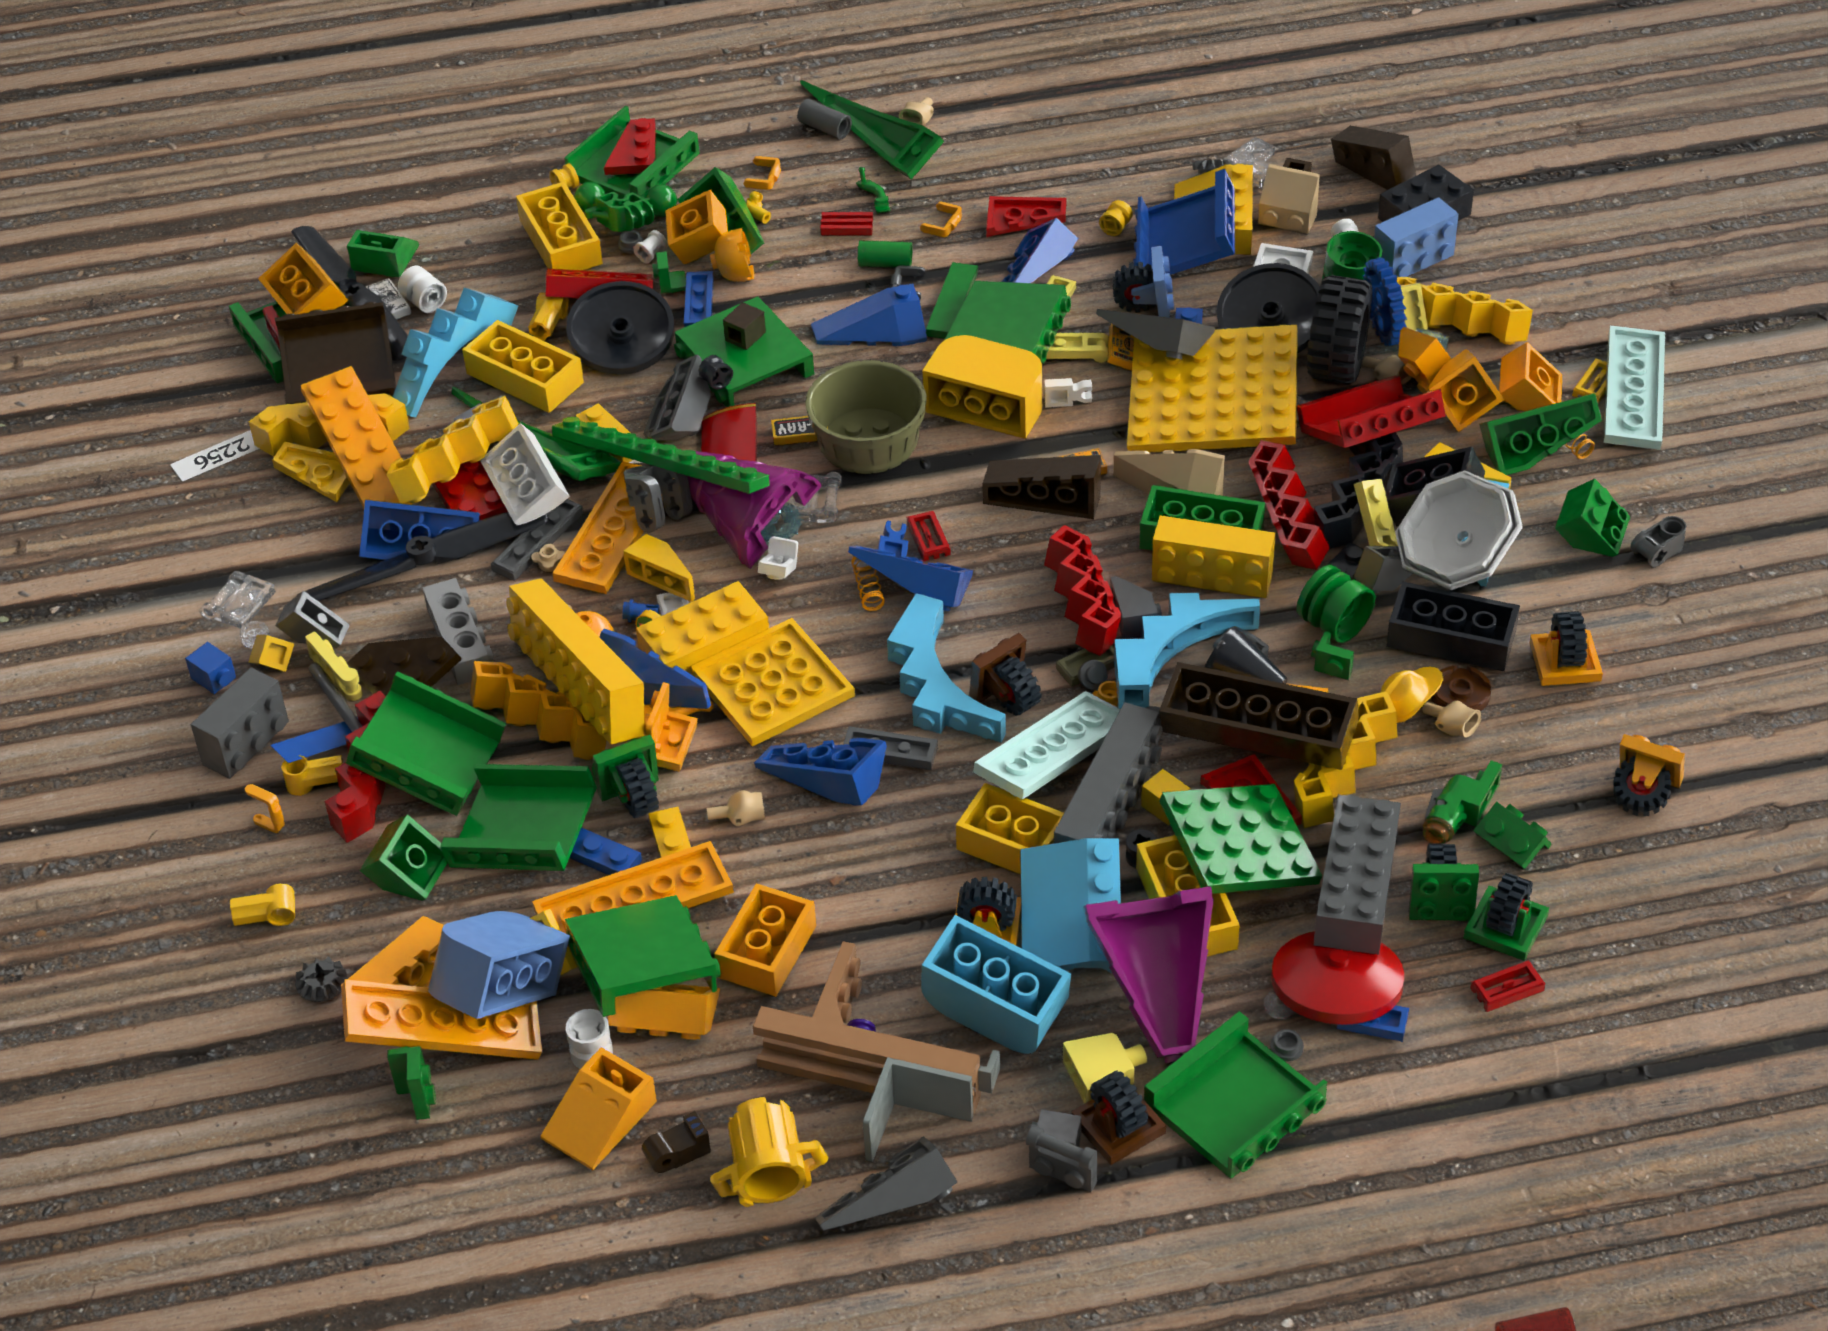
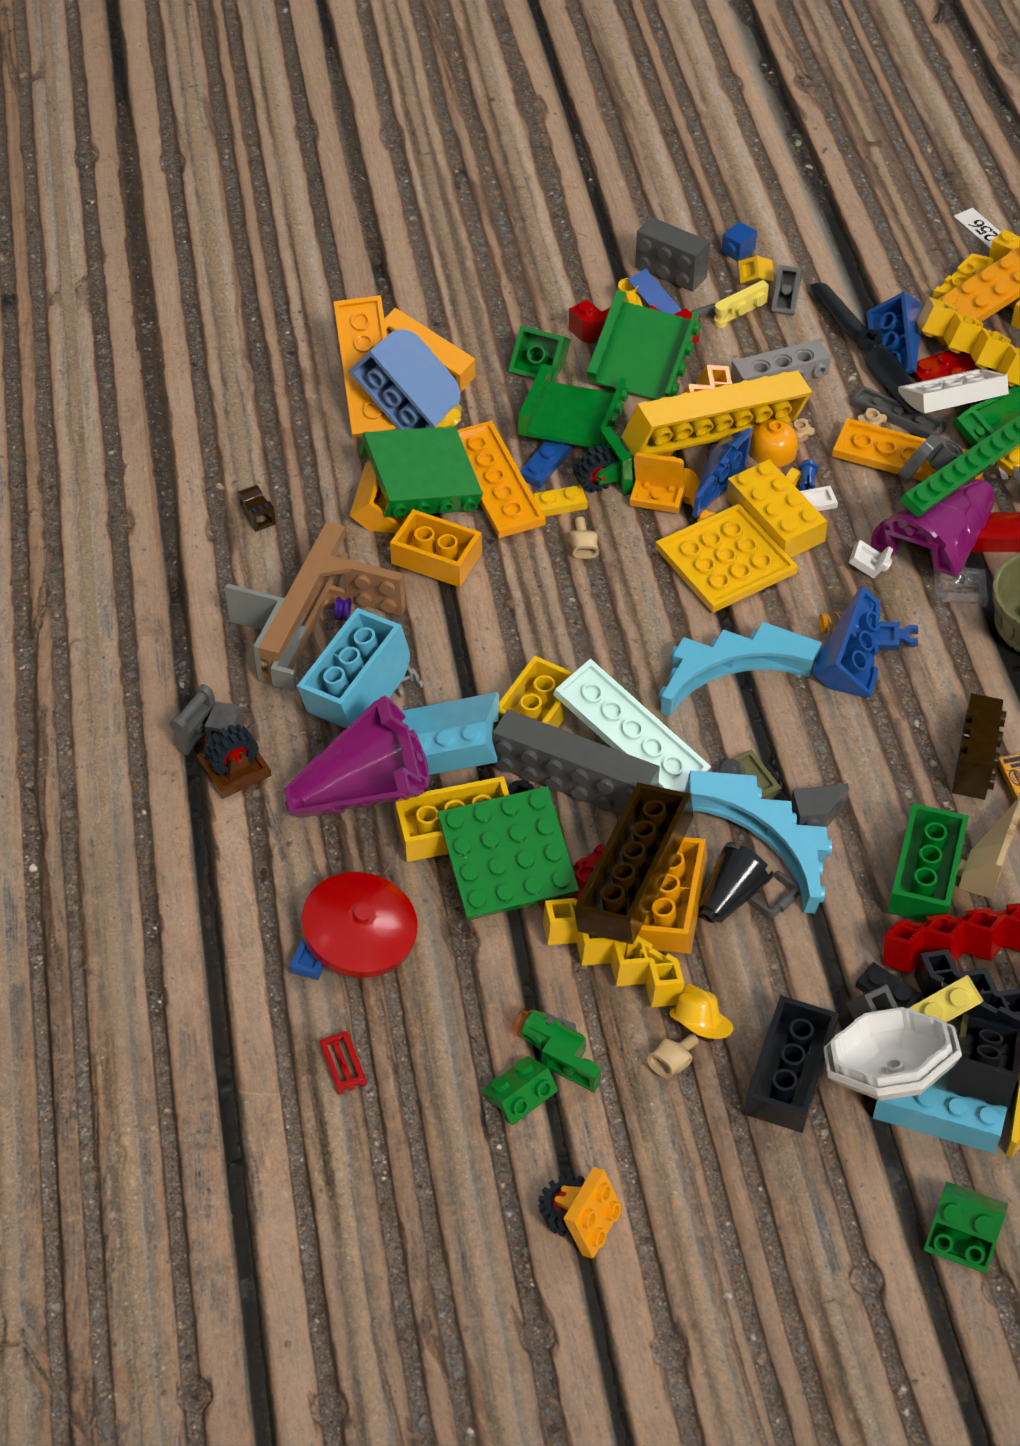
camera: 90 degrees right, 5 degrees up
(243, 604) = (814, 251): clear plate -> none
(250, 630) = (780, 260): clear tile -> none
(274, 906) = (501, 288): yellow piece -> none
(276, 821) = (586, 287): light orange piece -> none
(311, 989) = (445, 320): dark grey gear -> none
(412, 1078) = (322, 363): green bracket -> none
(419, 658) = (733, 338): dark brown plate -> none
(586, 1034) = (349, 458): white wheel -> none
(599, 1108) = (294, 464): light orange slope -> none
(658, 565) = (856, 481): yellow slope -> none
(766, 1155) = (230, 546): yellow container -> none
(792, 519) = (910, 557): clear light blue gear -> none
(834, 771) = (621, 589): blue wedge -> none
(900, 748) = (646, 632): dark grey plate -> none
(913, 1178) = (195, 628): dark grey wedge -> none
(933, 549) = (918, 669): red tile -> none
(991, 907) = (446, 680): black plate -> none
(1005, 676) = (717, 702): plate -> none
(1087, 593) = (820, 767): red brick -> none
(1098, 1056) = (285, 752): light yellow torso -> none
(1153, 790) = (579, 817): yellow brick -> none
(1213, 556) = (876, 865): yellow brick -> none
(1233, 1097) = (249, 846): green panel -> none
(1287, 1045) = (296, 886): dark grey plate -> none
(1332, 659) = (756, 952): green bracket -> none
(1336, 603) = (815, 960): green wheel -> none
(1357, 874) = (463, 941): dark grey brick -> none
(1442, 886) = (453, 1009): green plate -> none
(1463, 685) = (717, 1072): reddish brown tile -> none
(1507, 918) = (410, 1065): green plate -> none
(1566, 652) = (758, 1168): plate -> none
(1660, 540) = (931, 1286): dark grey piece -> none

